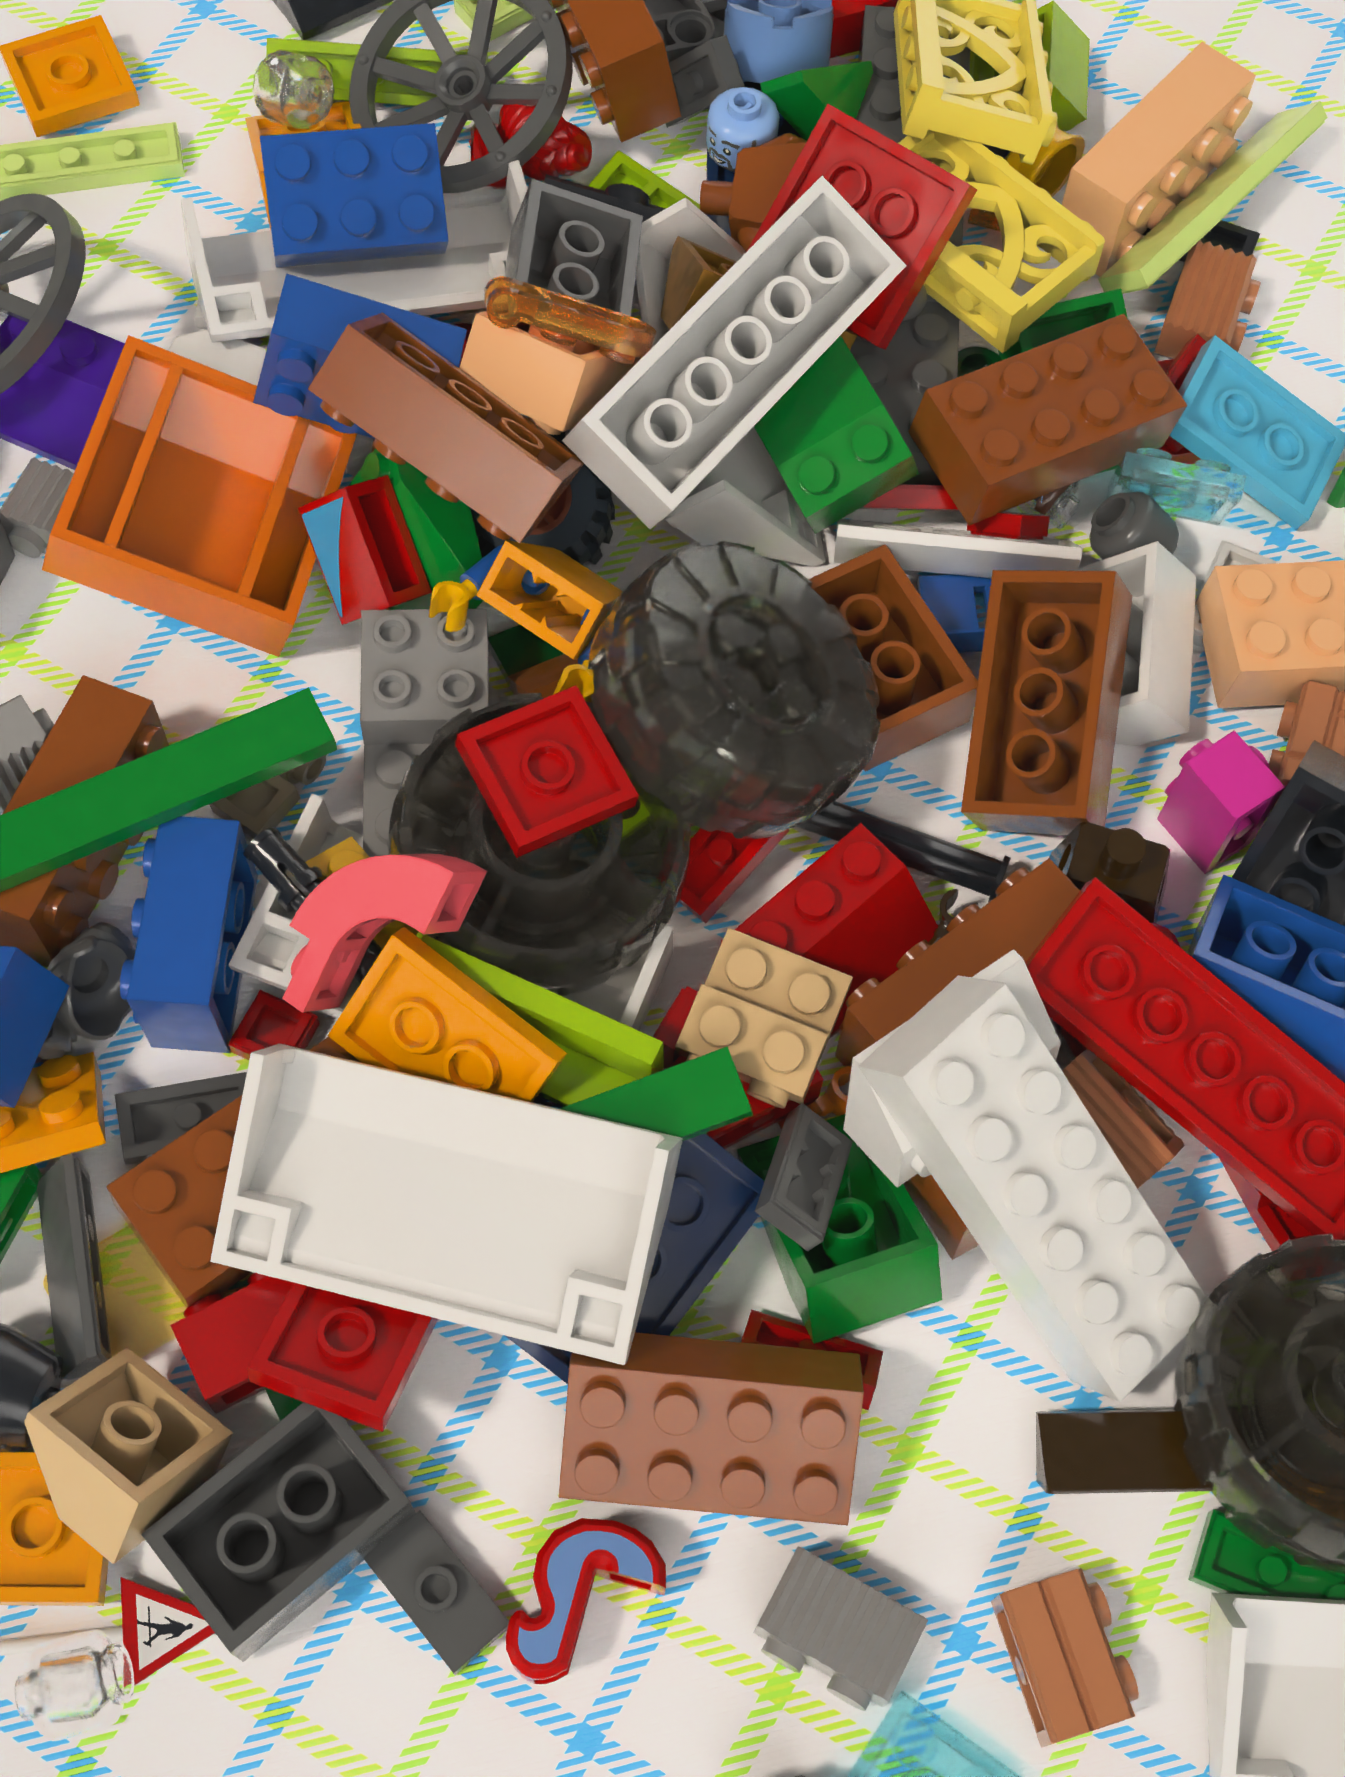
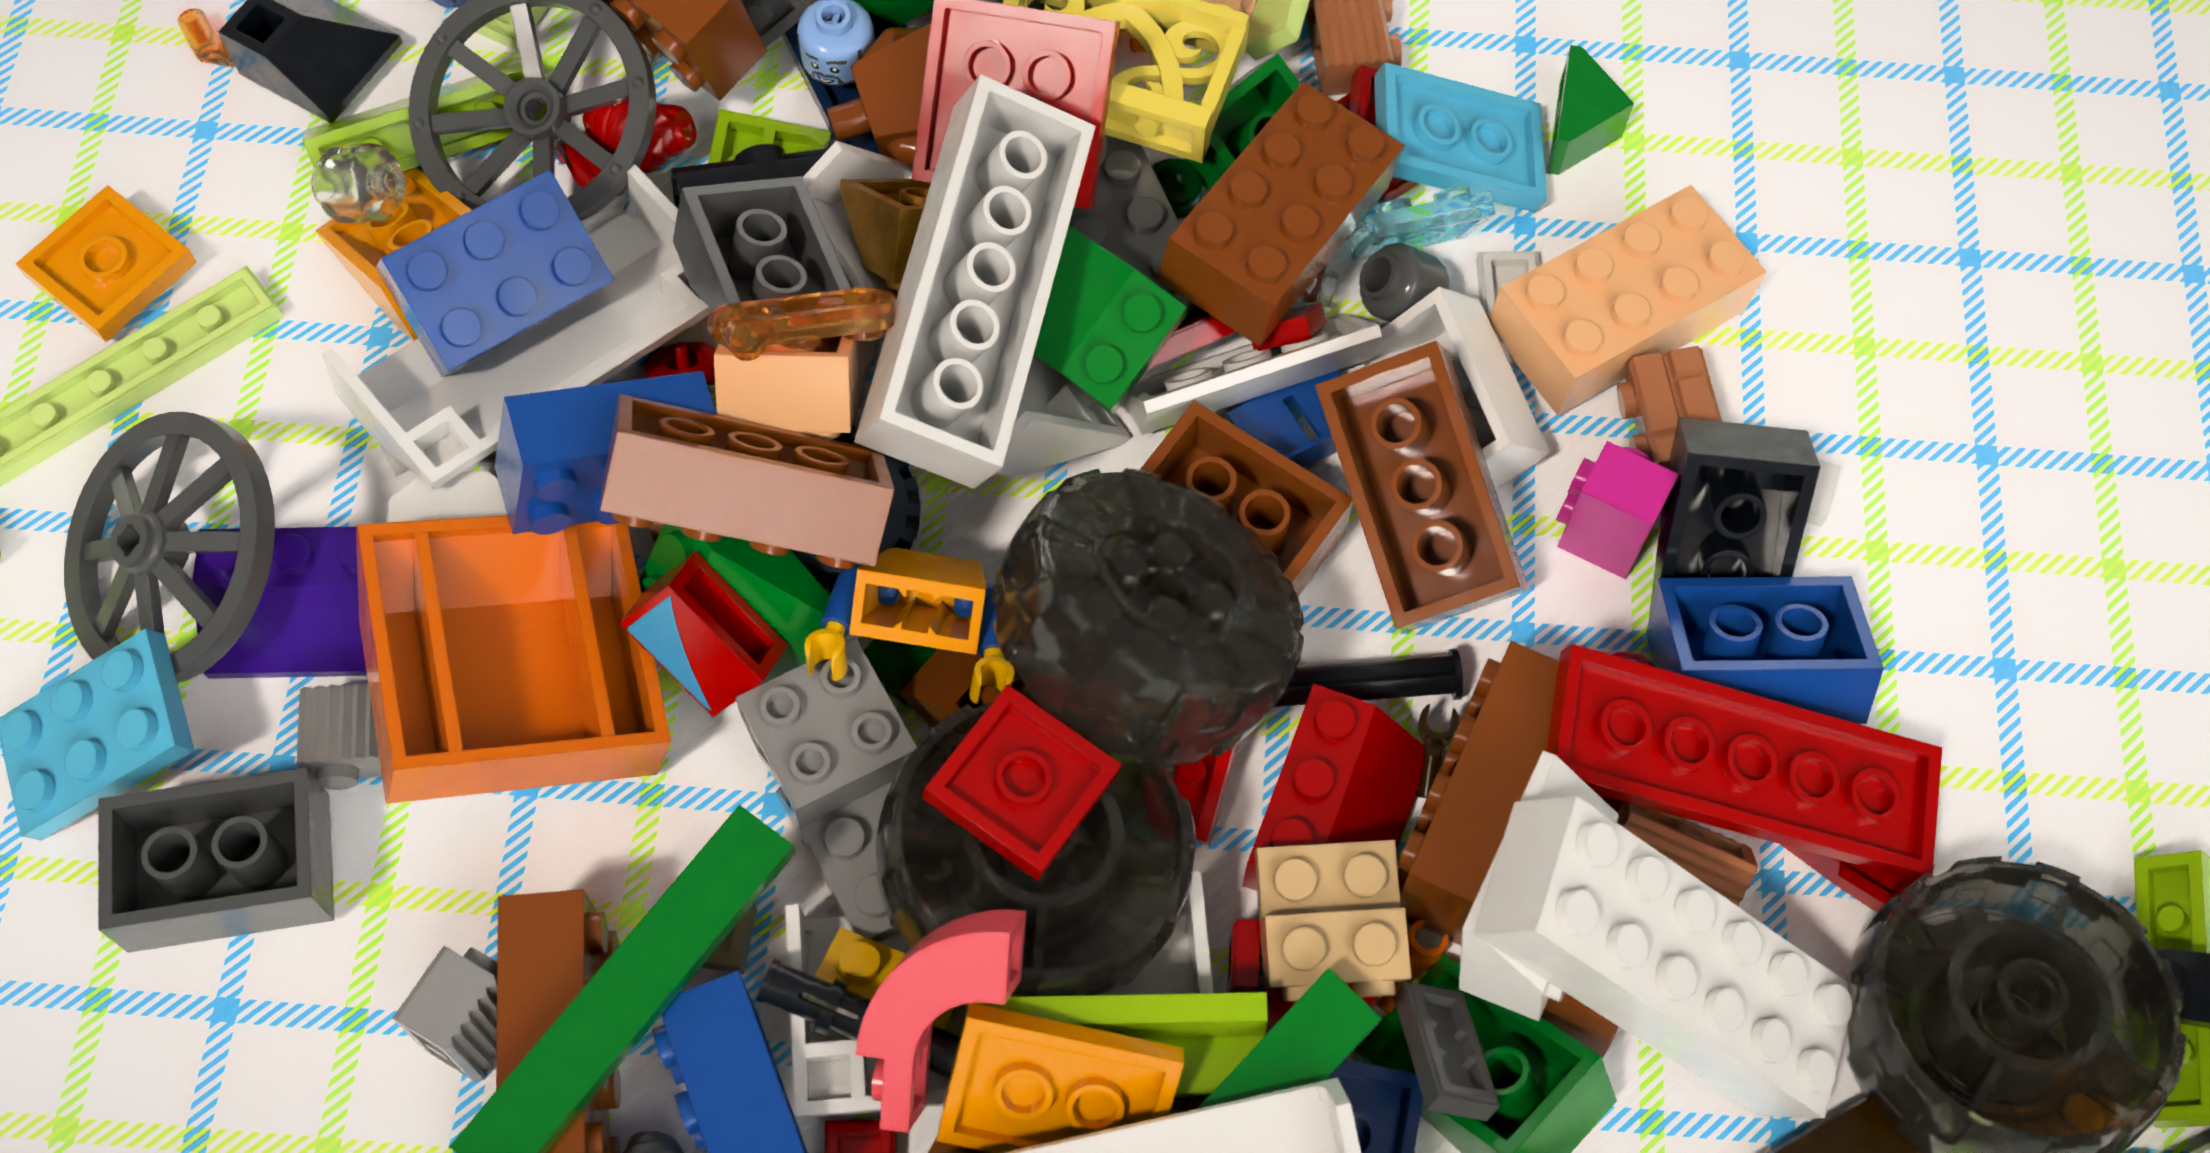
camera: 25 degrees left, 0 degrees up
(1120, 860) = (1553, 618): dark brown torso -> none

